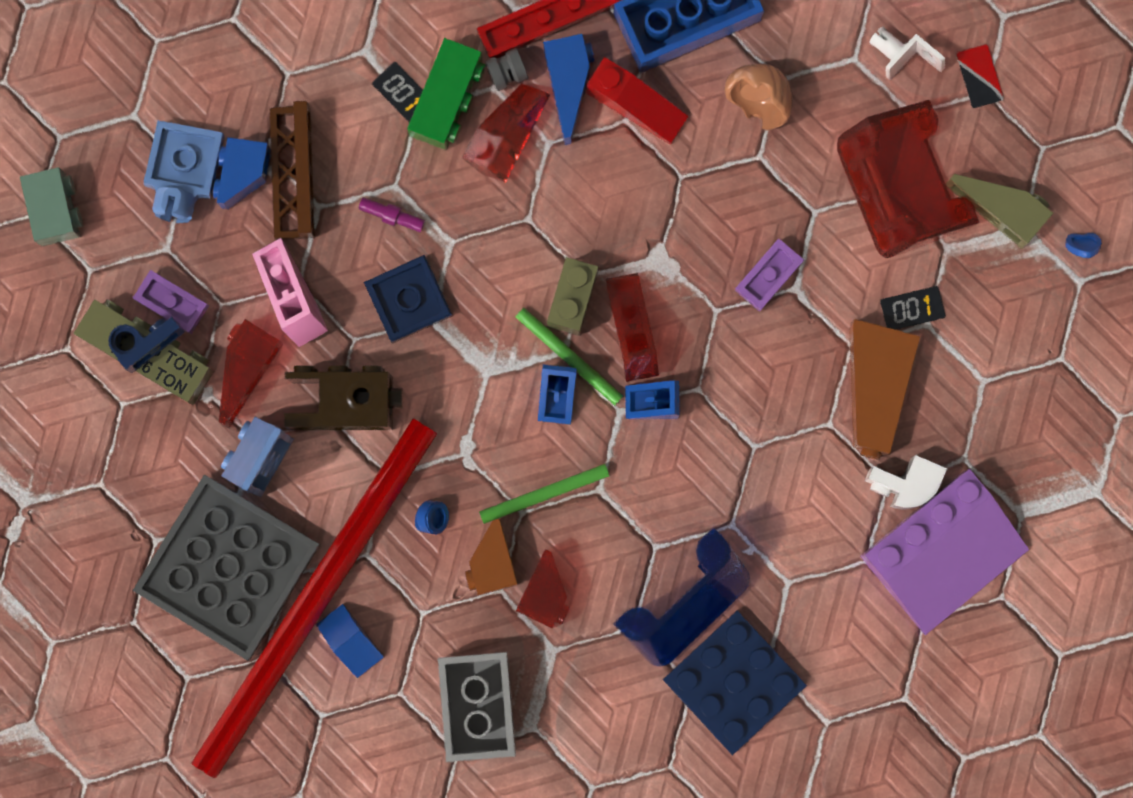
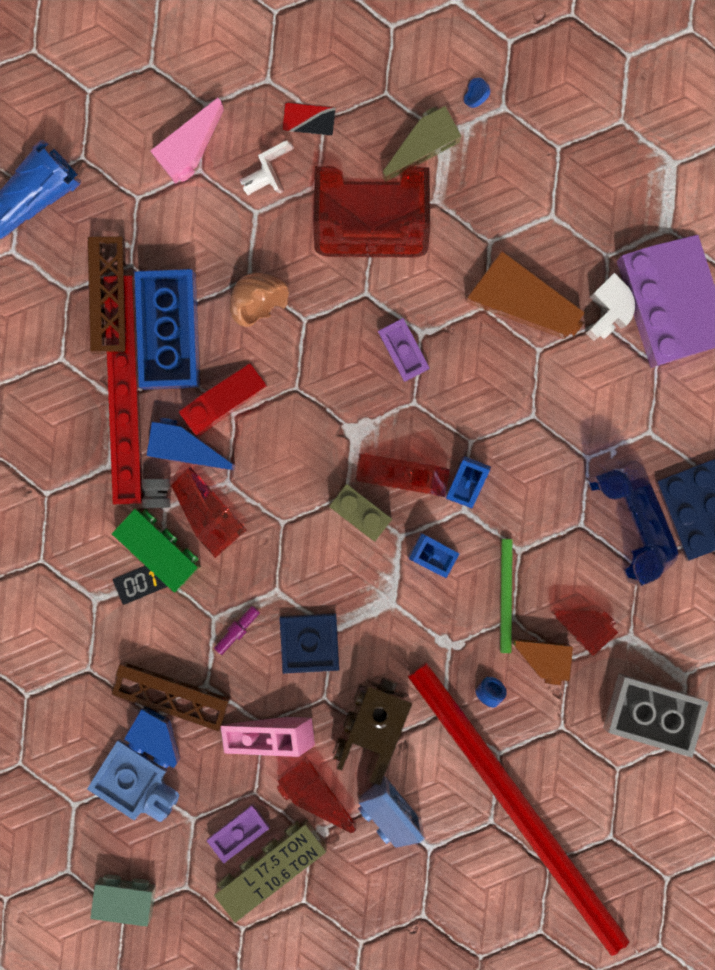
camera: 65 degrees left, 5 degrees up
(161, 335) = (270, 871): dark blue plate -> none
(226, 567) = (468, 869): dark grey plate -> none
(349, 641) = (562, 794): blue slope -> none
(569, 356) = (405, 533): bright green bar -> none
(912, 308) = (473, 247): black sticker -> none

